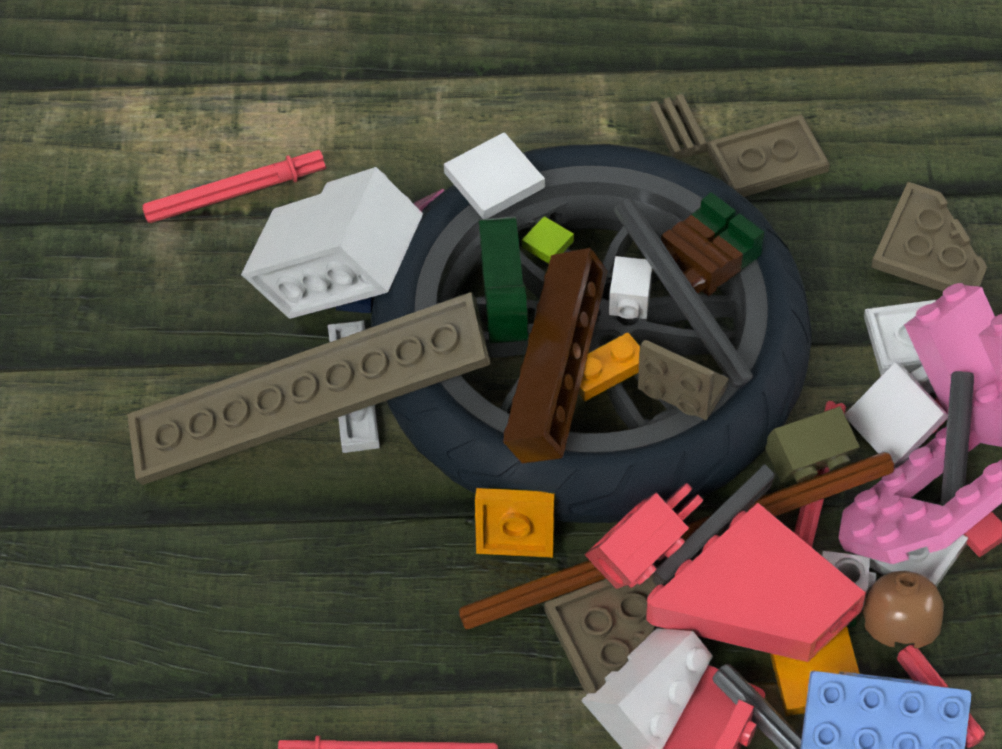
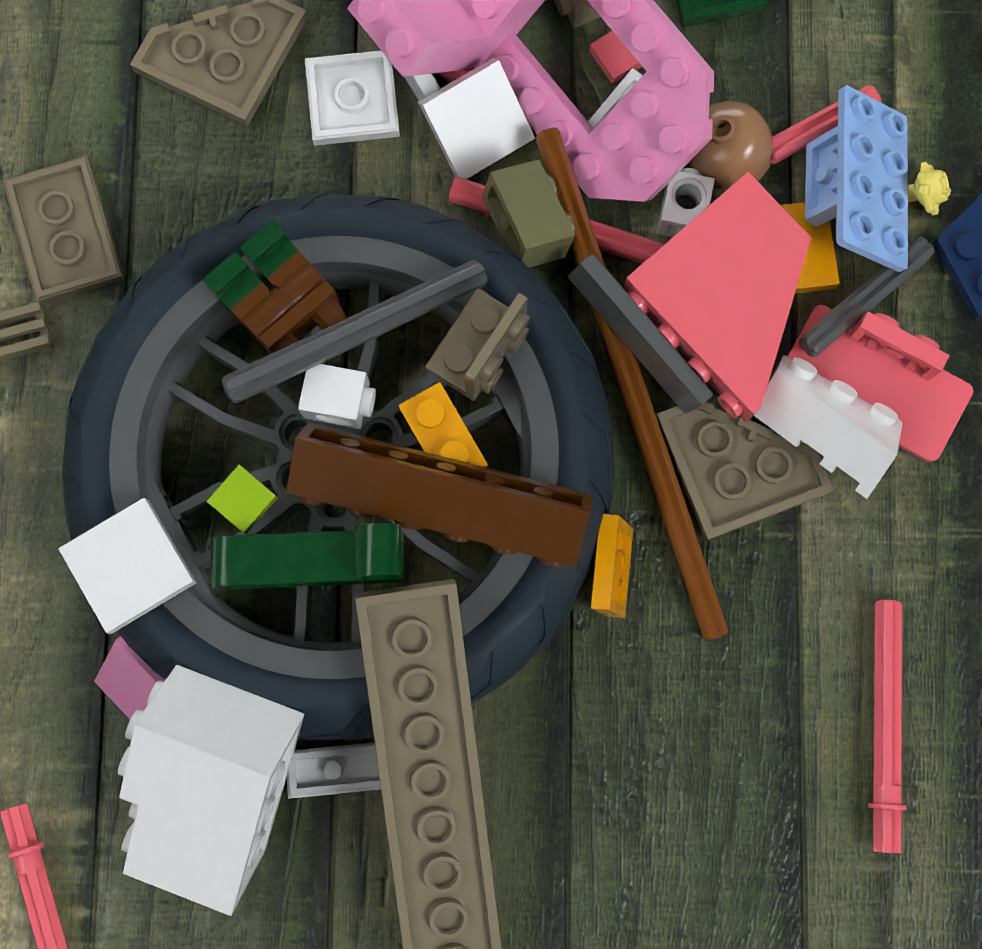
camera: 90 degrees left, 25 degrees up
(642, 537) = (667, 412): coral brick -> none
(957, 434) = (537, 53): dark grey axle -> none

